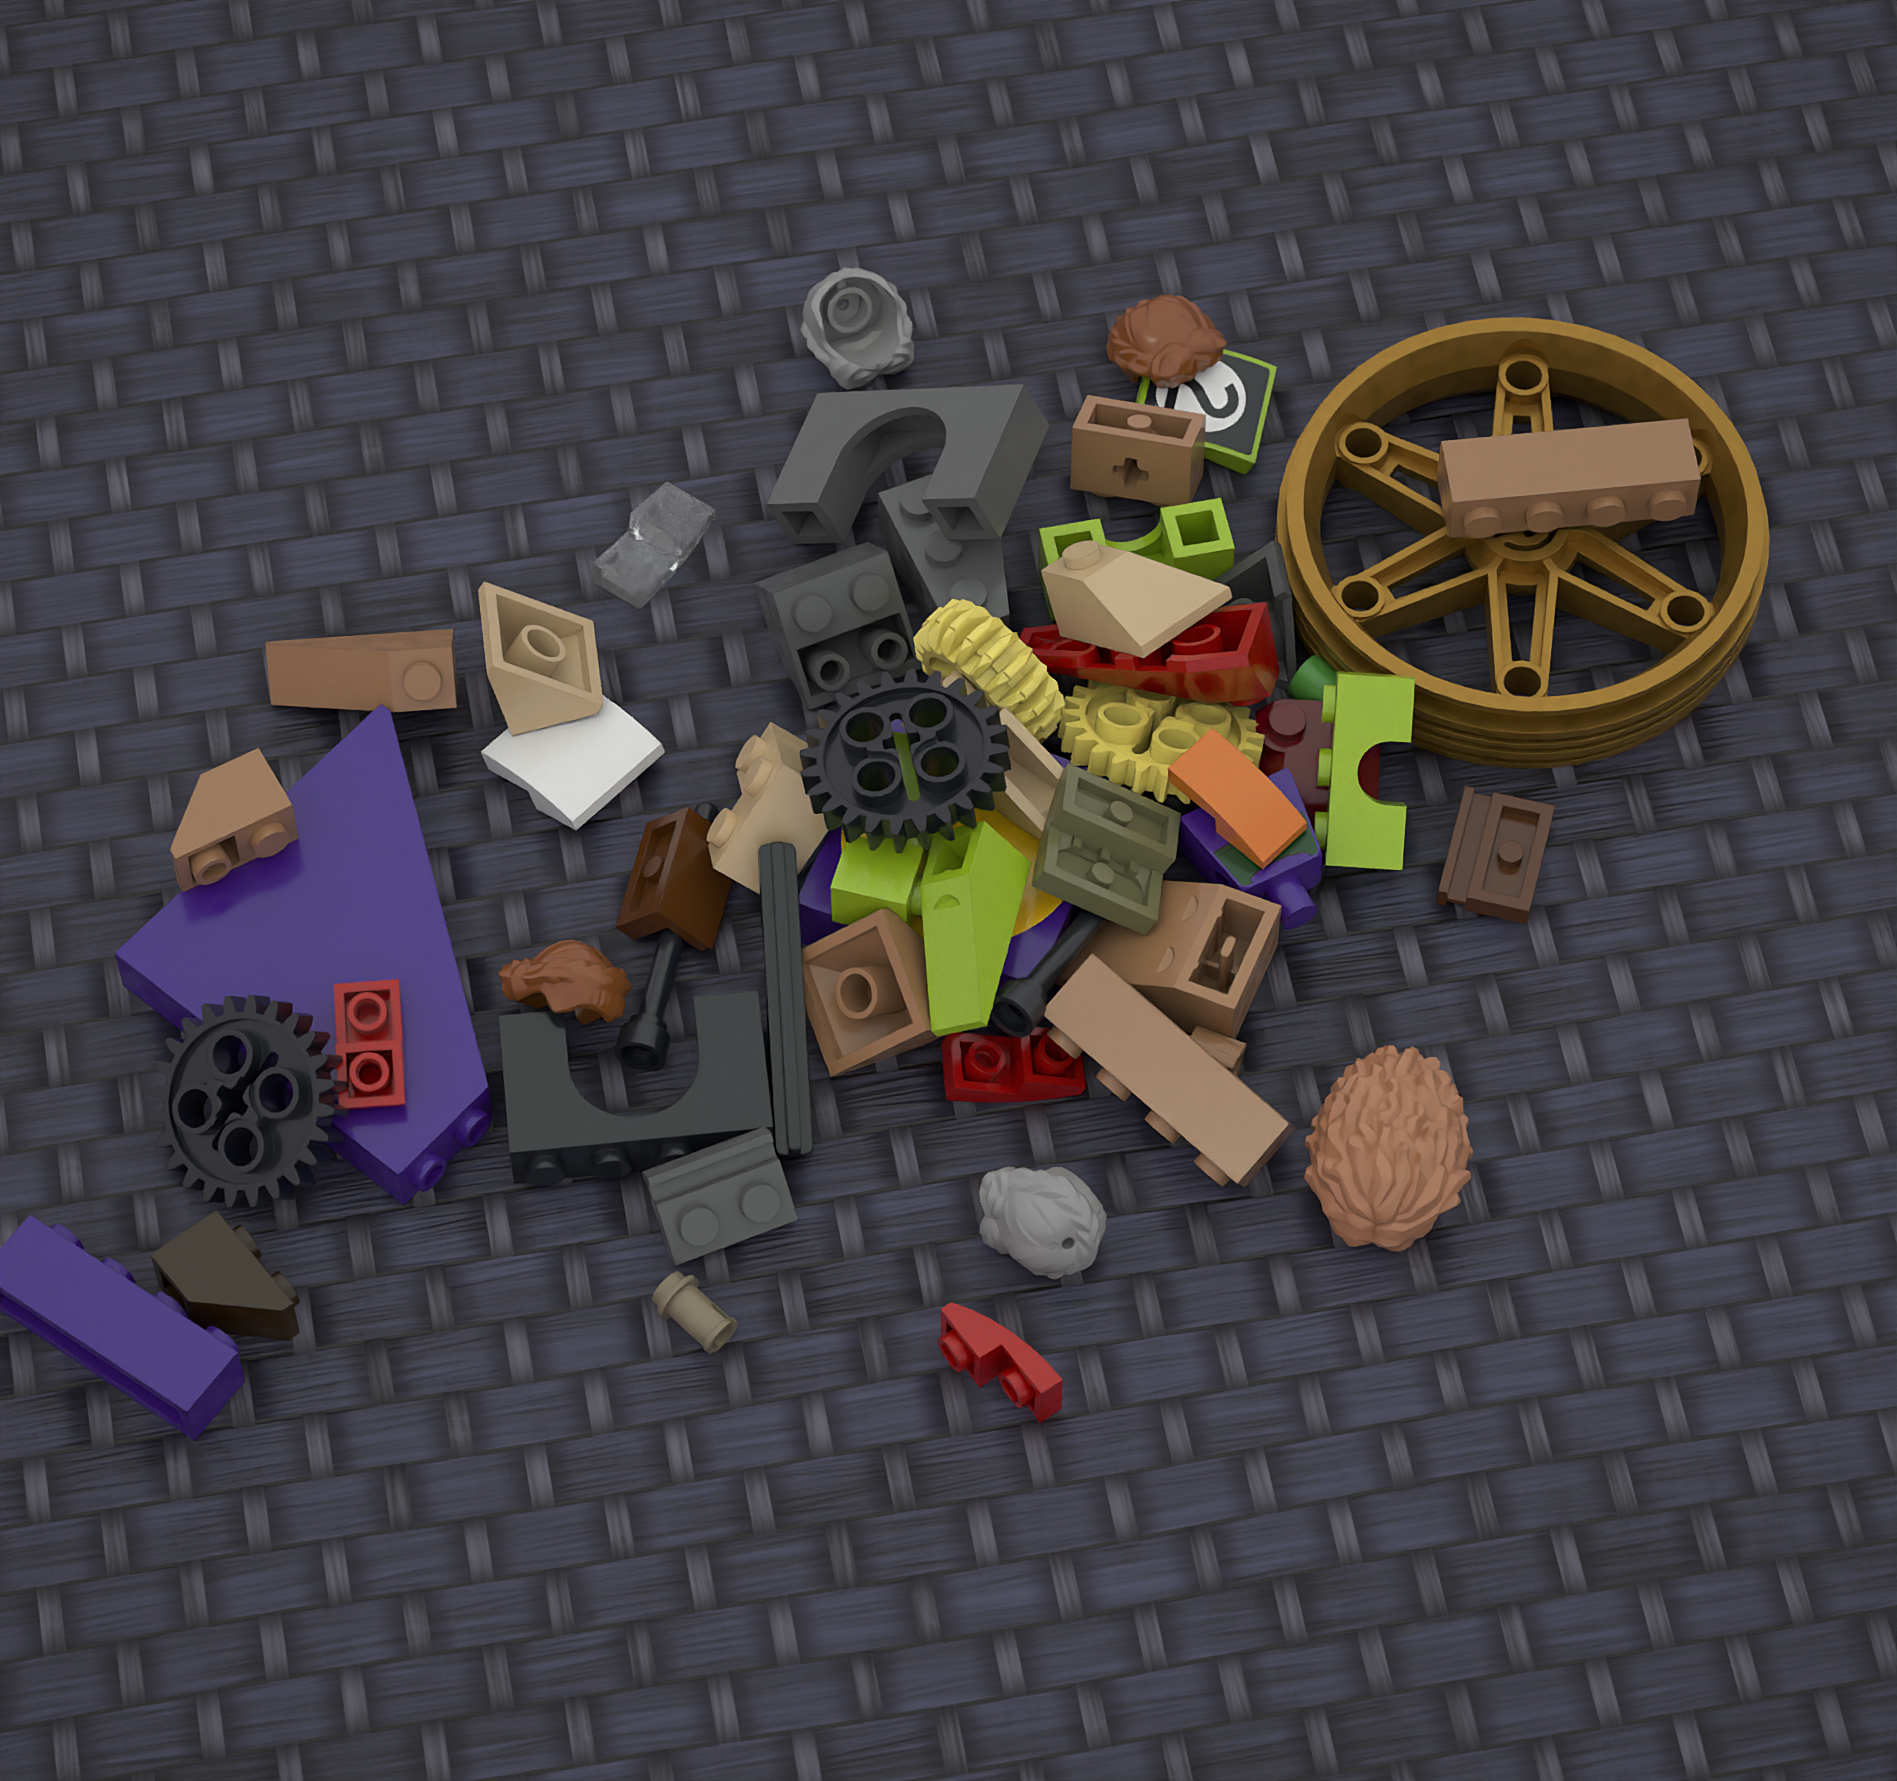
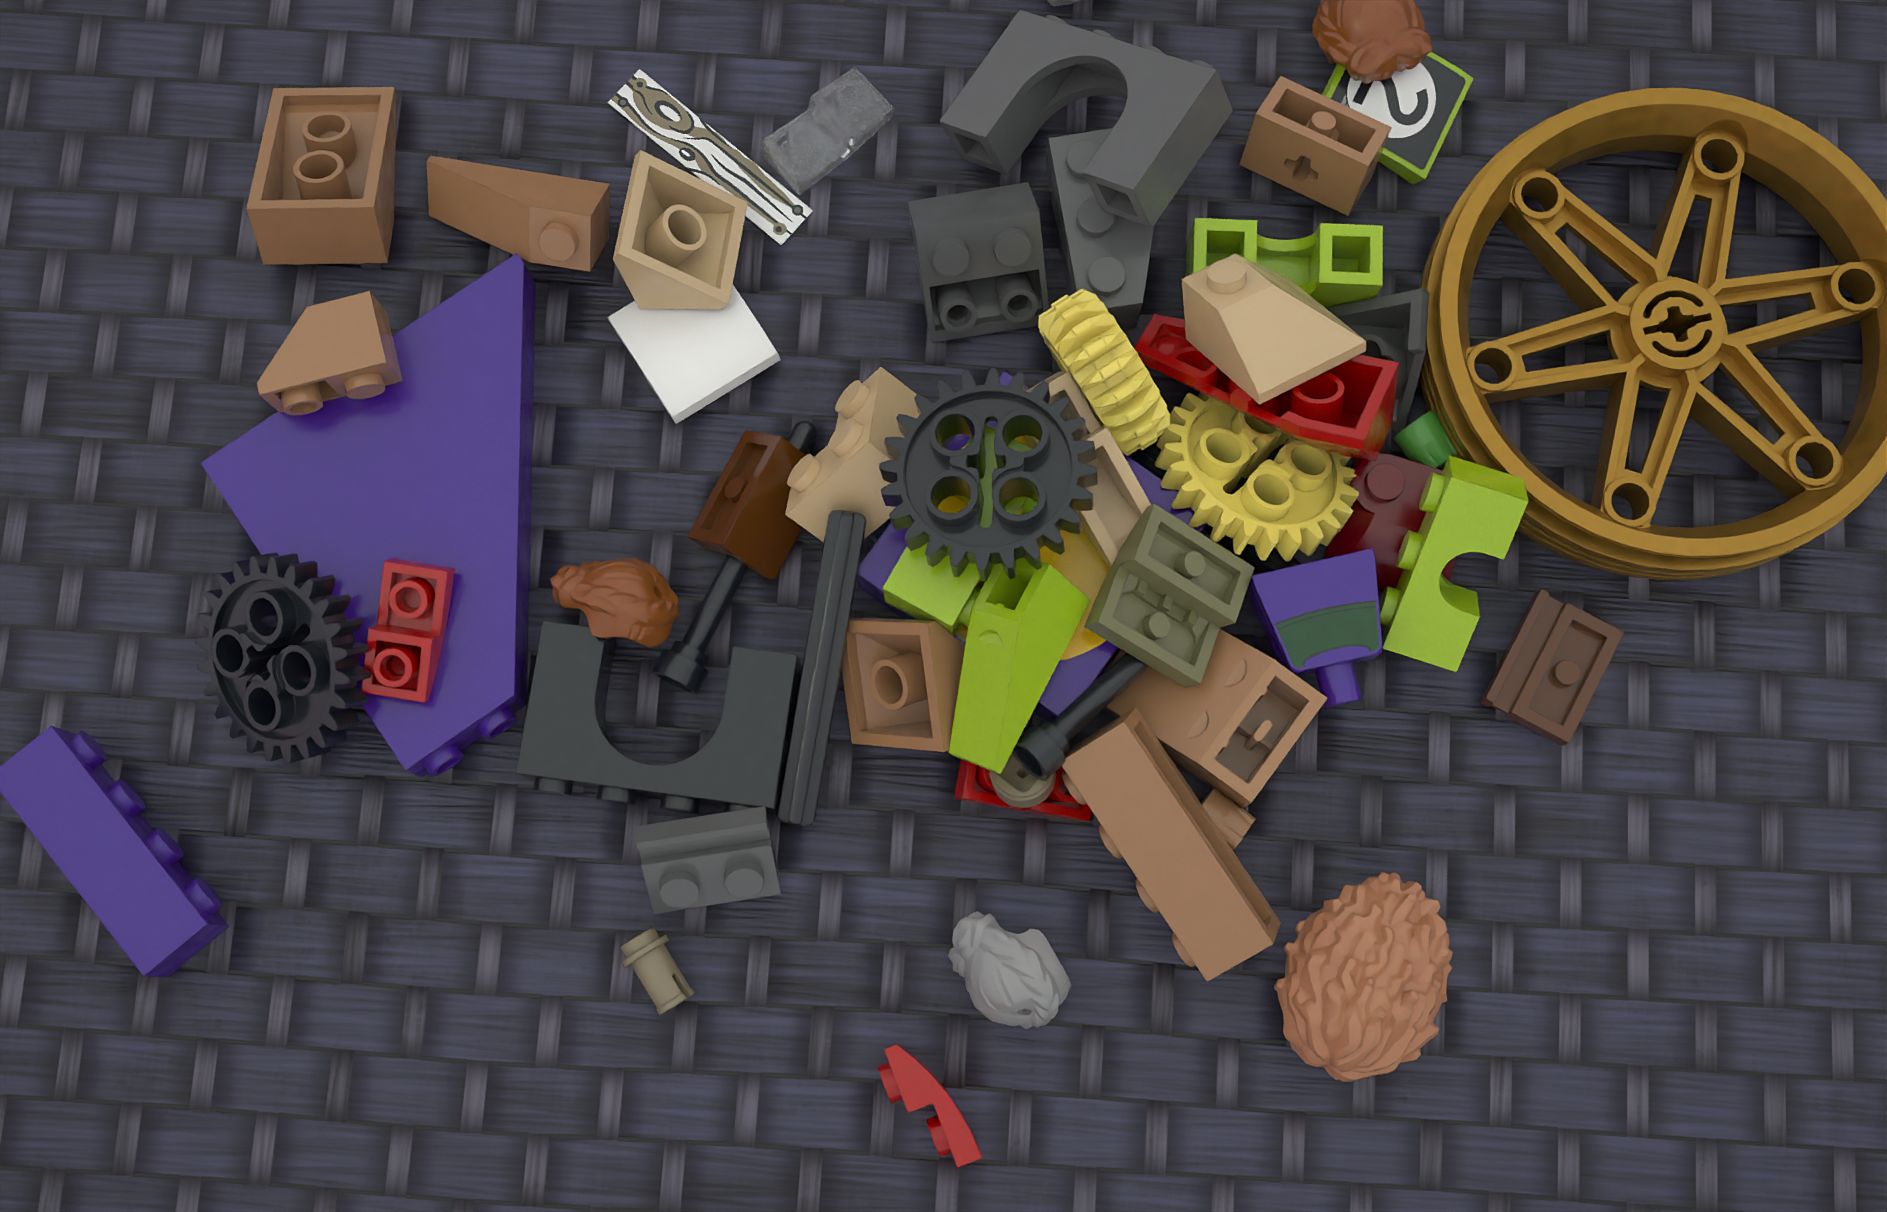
camera: 15 degrees right, 20 degrees up
(164, 687) = (325, 177): none -> medium nougat slope
(223, 1284) = (222, 828): dark brown slope -> none
(472, 565) = (709, 155): none -> sticker
(1005, 1054) = (1019, 787): none -> dark tan tile
(1239, 796) = (1313, 578): orange slope -> none
(1568, 478) = (1741, 295): medium nougat brick -> none

